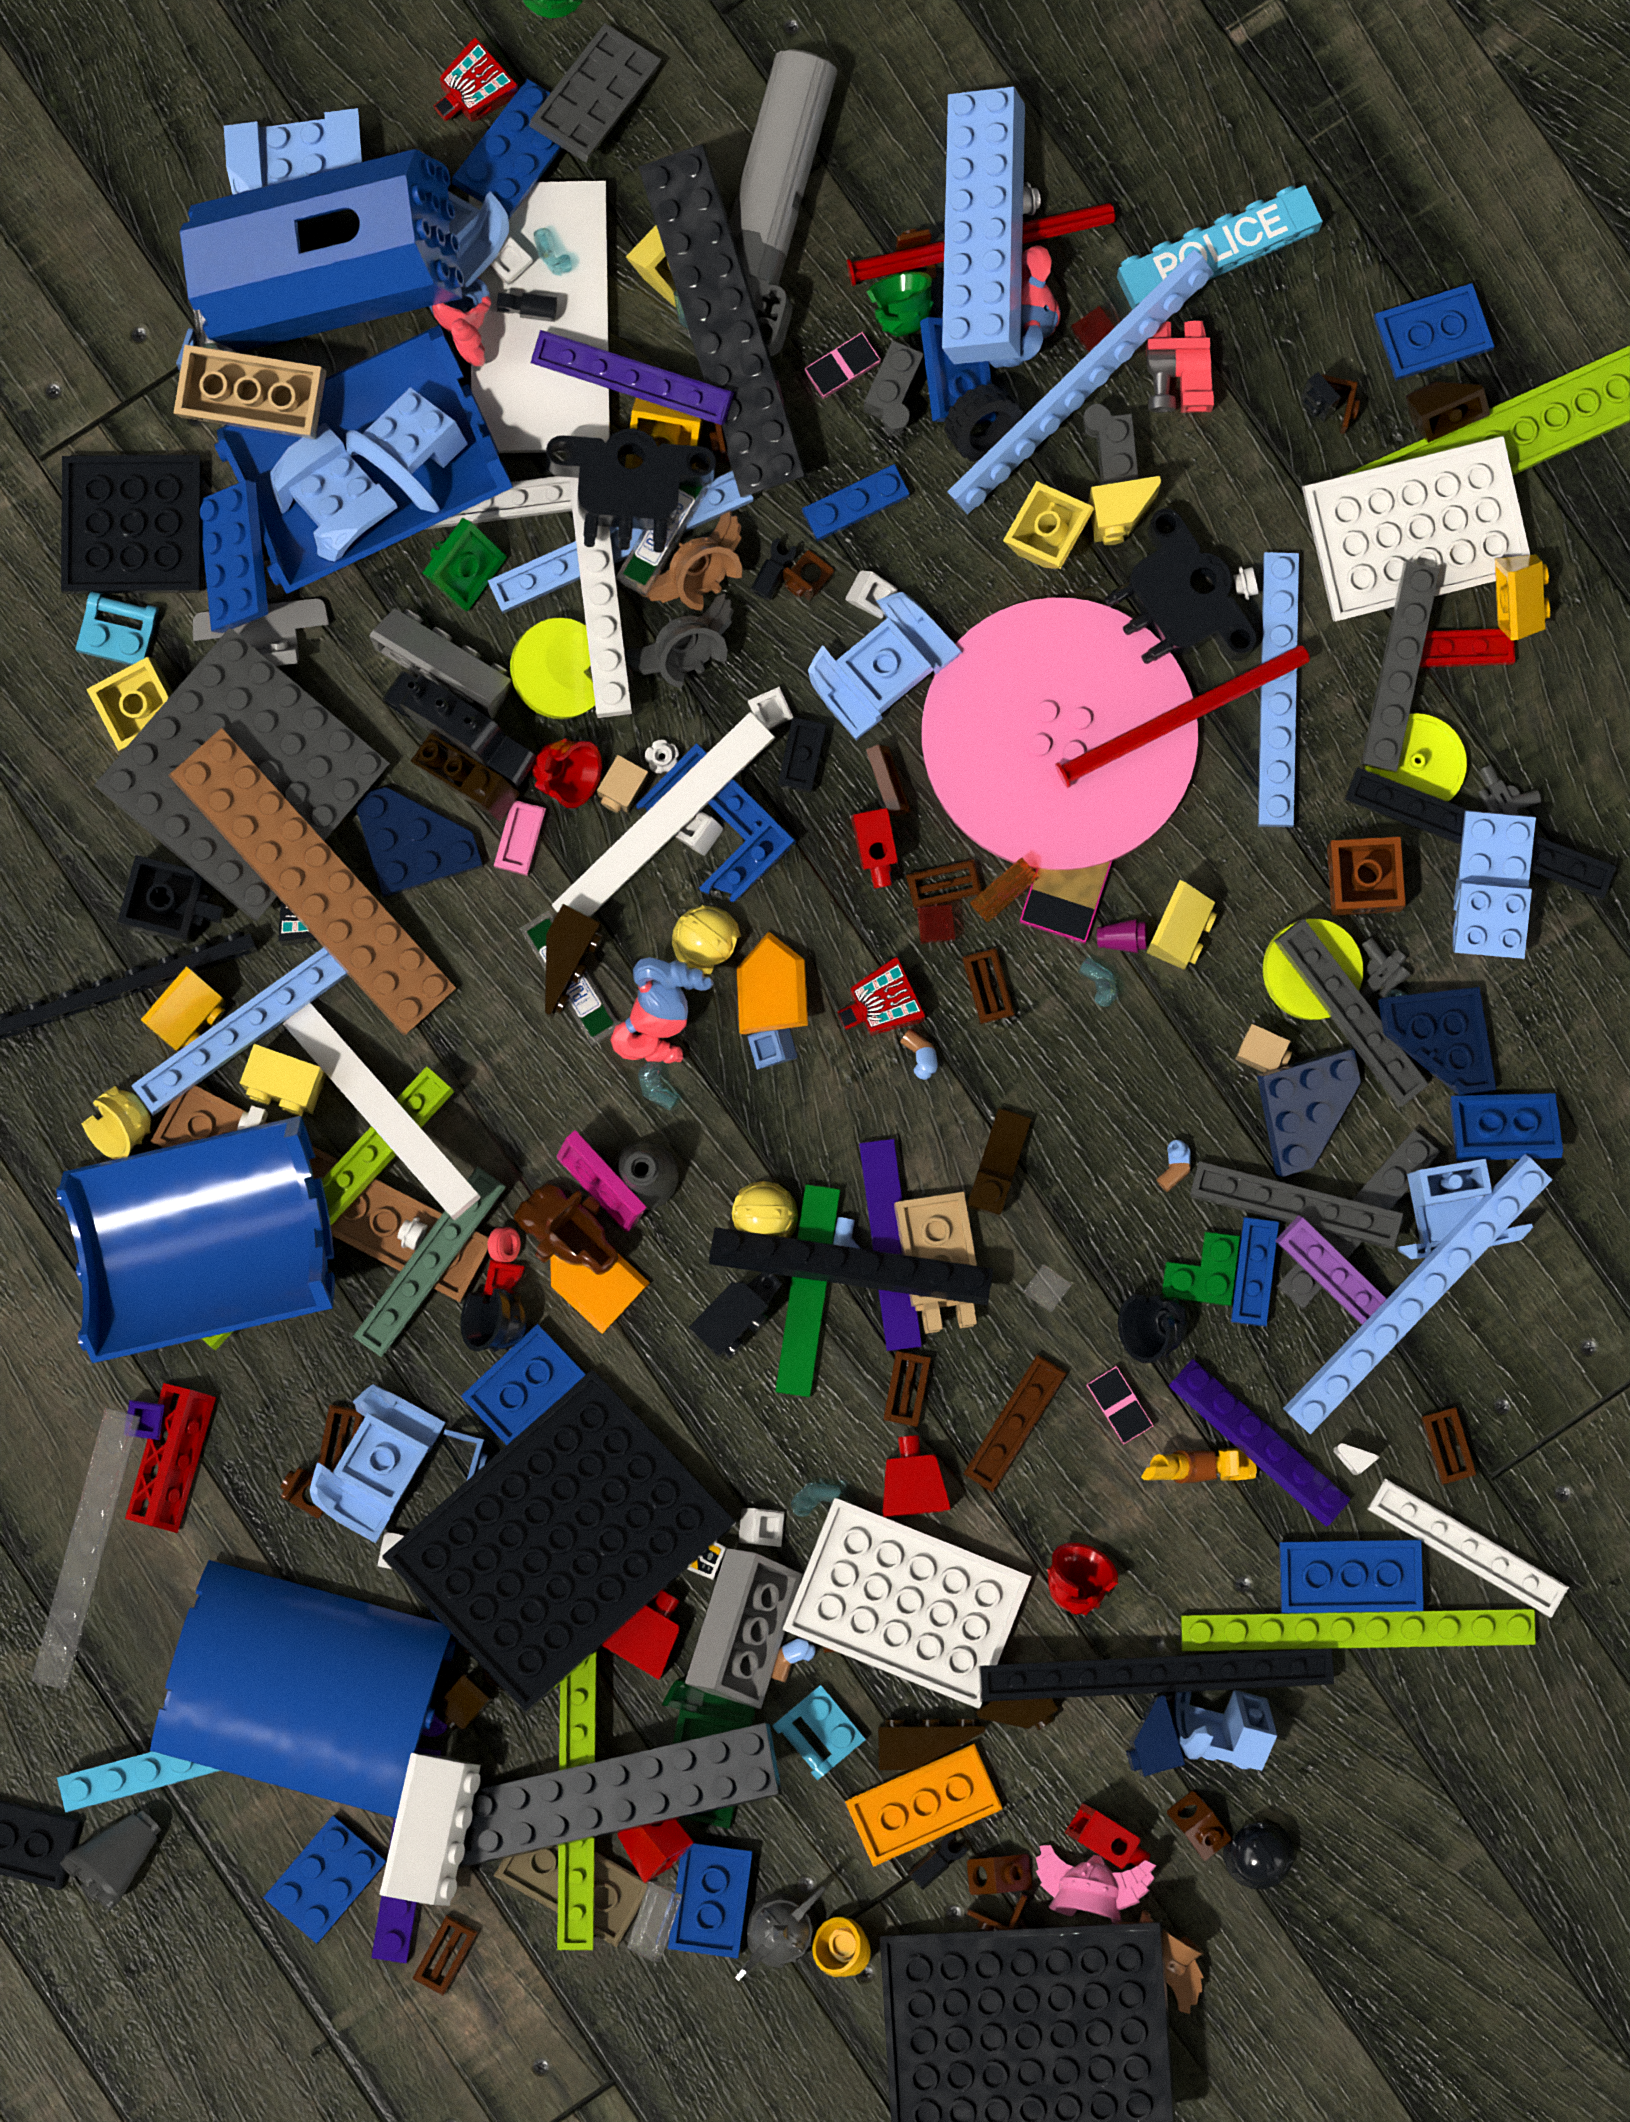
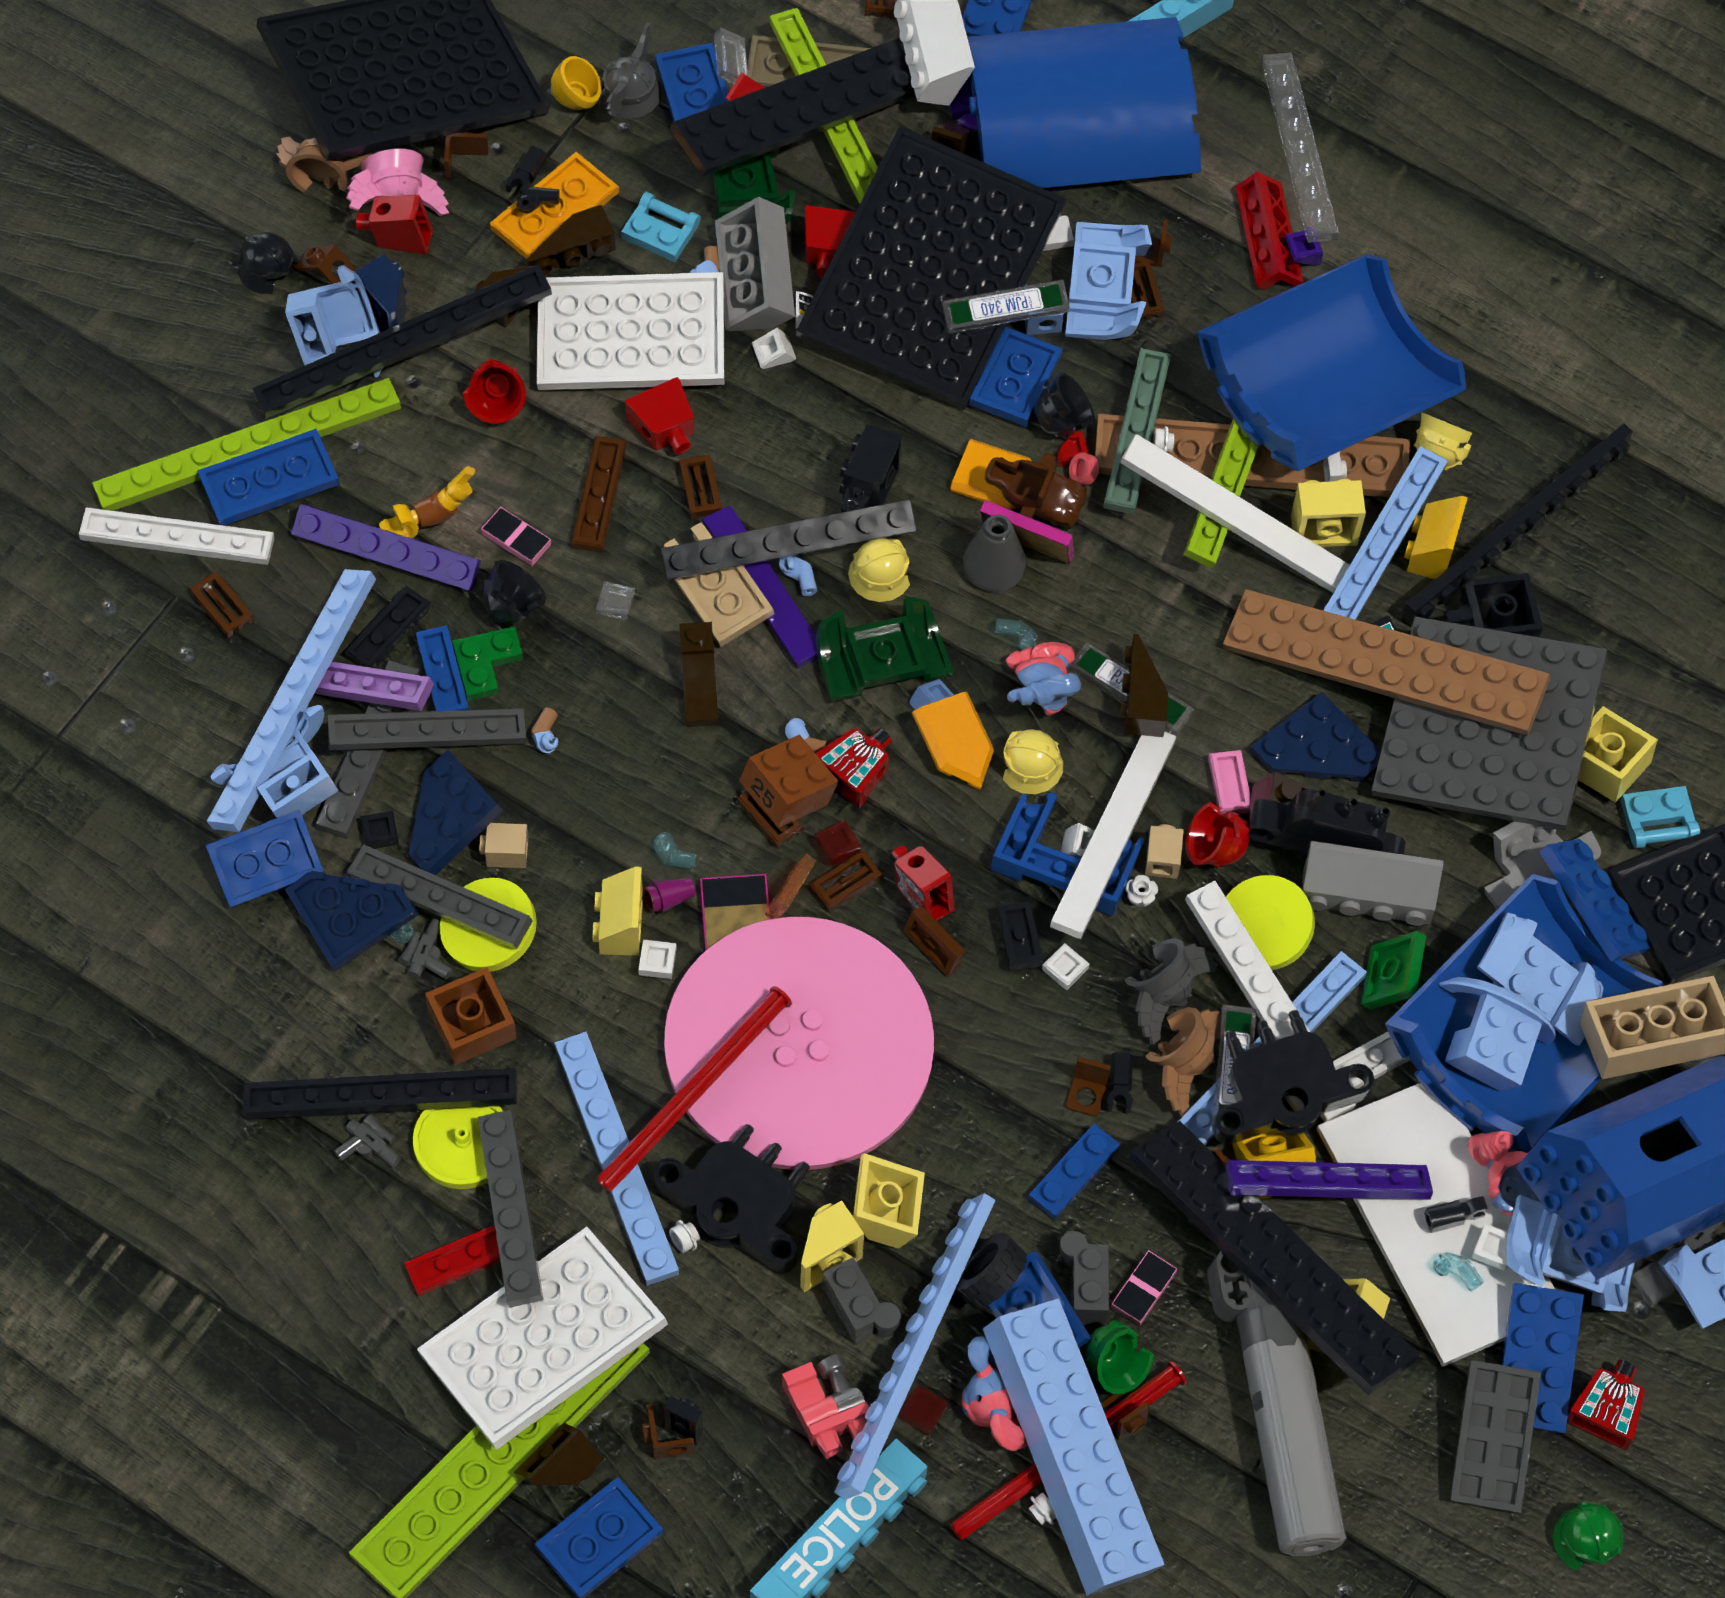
camera: 155 degrees right, 20 degrees down
(504, 1456) = (1005, 306): none -> tile
(804, 1112) = (881, 651): none -> dark green piece
(806, 1297) = (810, 503): green tile -> none
(811, 1495) = (744, 383): clear light blue arm -> none
(867, 590) = (1023, 1098): white slope -> none
(881, 664) = (981, 1037): light blue piece -> none
(944, 1815) = (536, 196): none -> black arm
(960, 1000) = (788, 781): none -> dark orange brick
(1003, 1874) = (469, 177): reddish brown bracket -> none
(1161, 871) = (657, 959): none -> white plate
(1289, 1349) = (388, 629): none -> black tile
(1354, 1458) = (298, 563): white slope -> none
(1378, 1123) = (380, 830): none -> black tile
(1493, 884) = (350, 1046): light blue piece -> none
(1521, 595) = (419, 1308): yellow slope -> none

